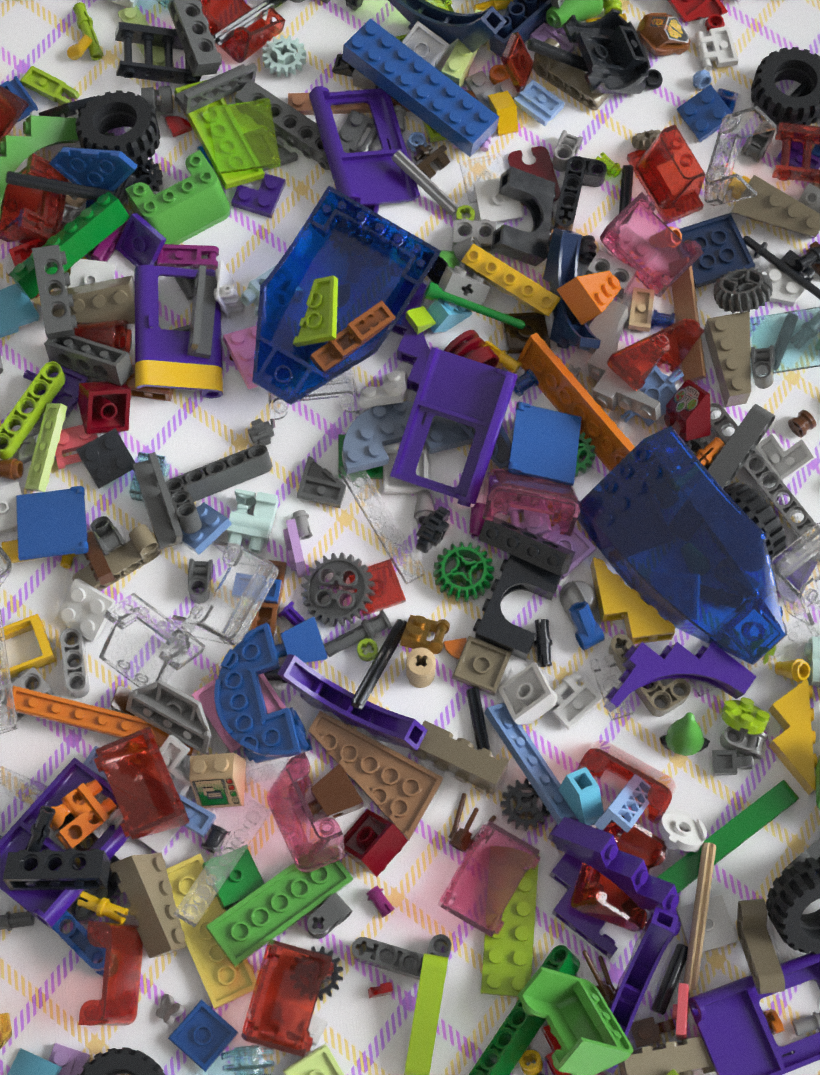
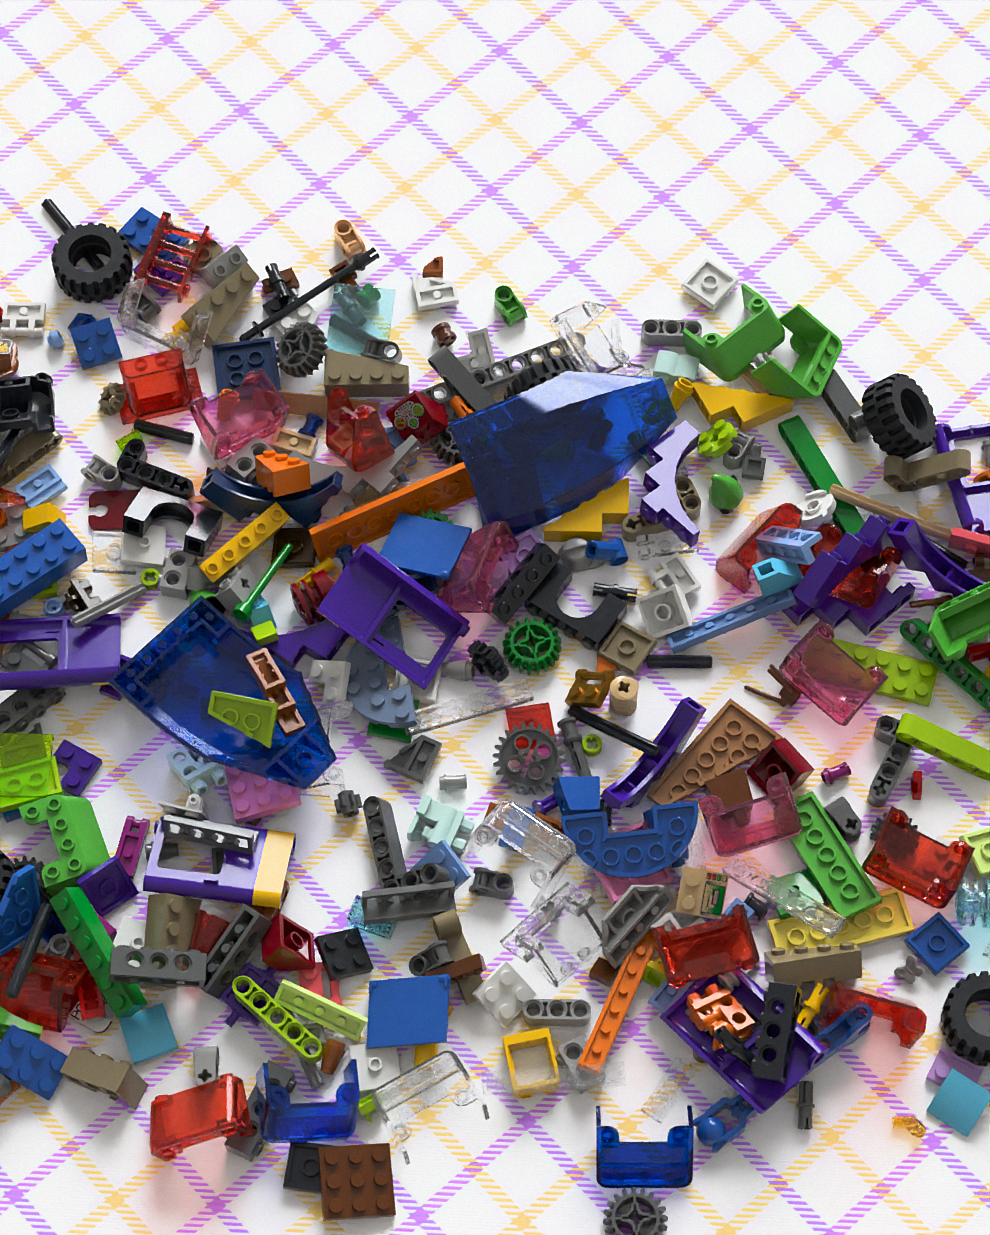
camera: 75 degrees left, 5 degrees down
(294, 548) = (481, 786): lavender plate -> none
(461, 759) = (721, 674): dark tan wedge -> none
(476, 520) = (482, 624): magenta cone -> none
(532, 811) = (764, 643): black gear -> none

